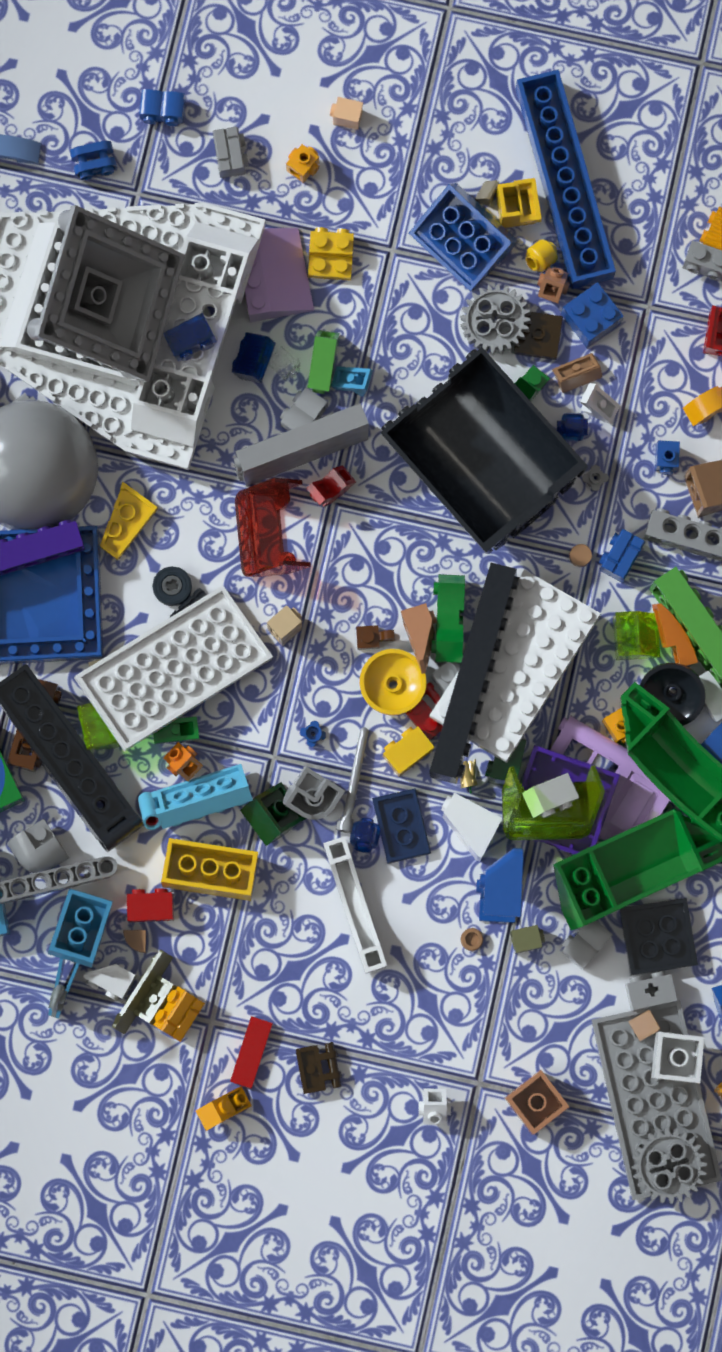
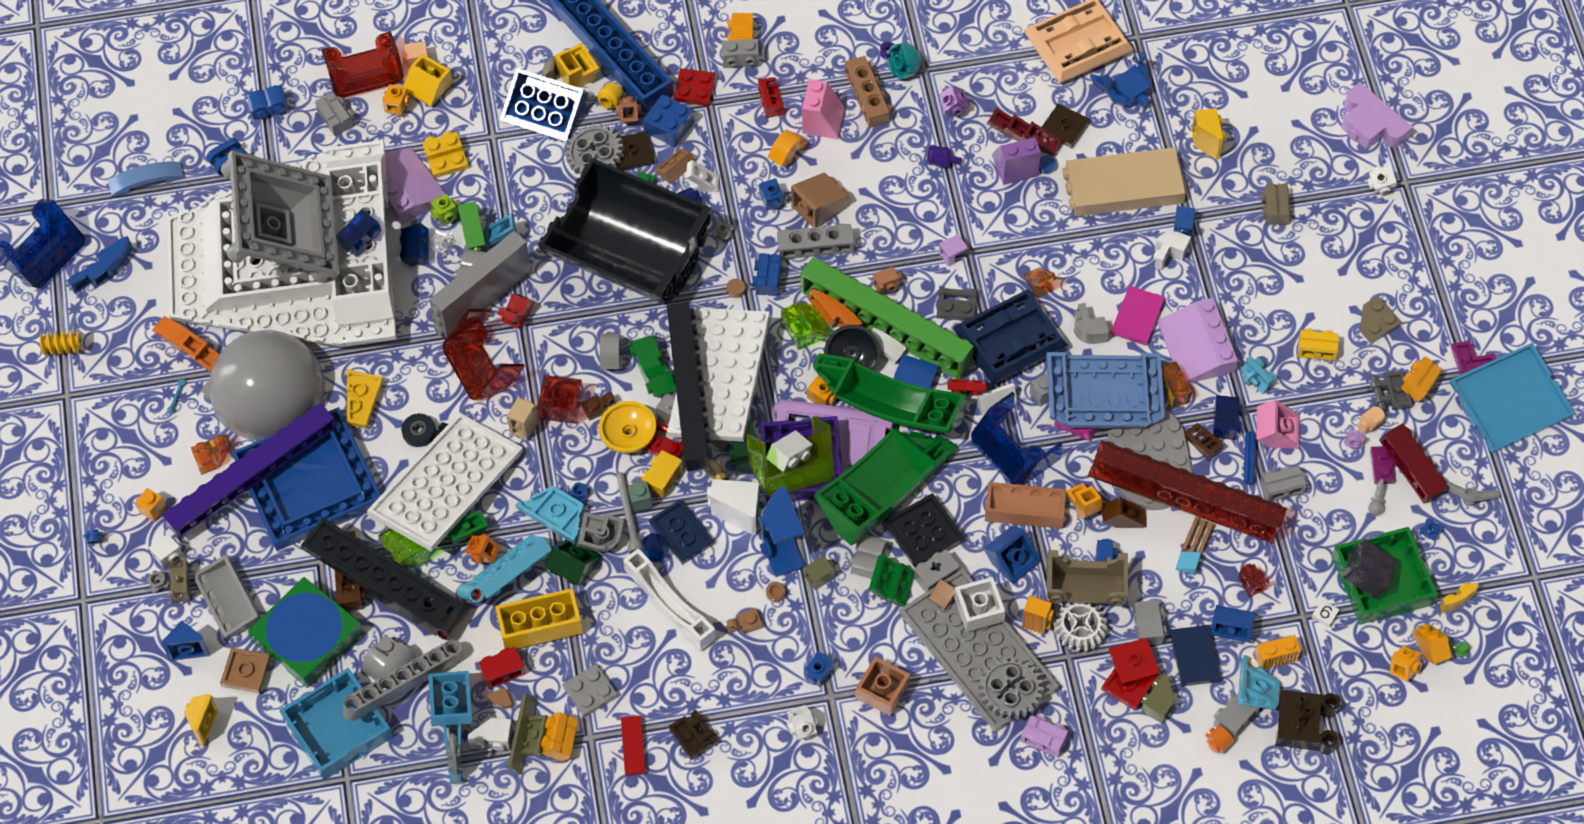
camera: 20 degrees left, 20 degrees down
(223, 1108) = (628, 795): light orange slope -> none
(232, 970) = (589, 690): none -> light grey plate
(278, 748) = (555, 511): none -> medium azure wing
(283, 106) = (365, 69): none -> clear red windscreen
(302, 333) = (444, 209): none -> lime brick
(335, 616) = (560, 399): none -> clear red brick
(346, 153) = (427, 80): none -> yellow slope
(373, 768) = (639, 496): none -> sand green brick
(412, 578) = (610, 350): none -> light grey brick
(420, 631) = (631, 383): nougat slope -> none
(428, 961) = (747, 621): none -> medium nougat plate
(486, 1047) = (825, 665): none -> blue brick
(598, 982) = (891, 581): none -> green slope
(639, 280) = (694, 87): none -> red plate
(681, 1229) = (1044, 735): none -> lavender brick

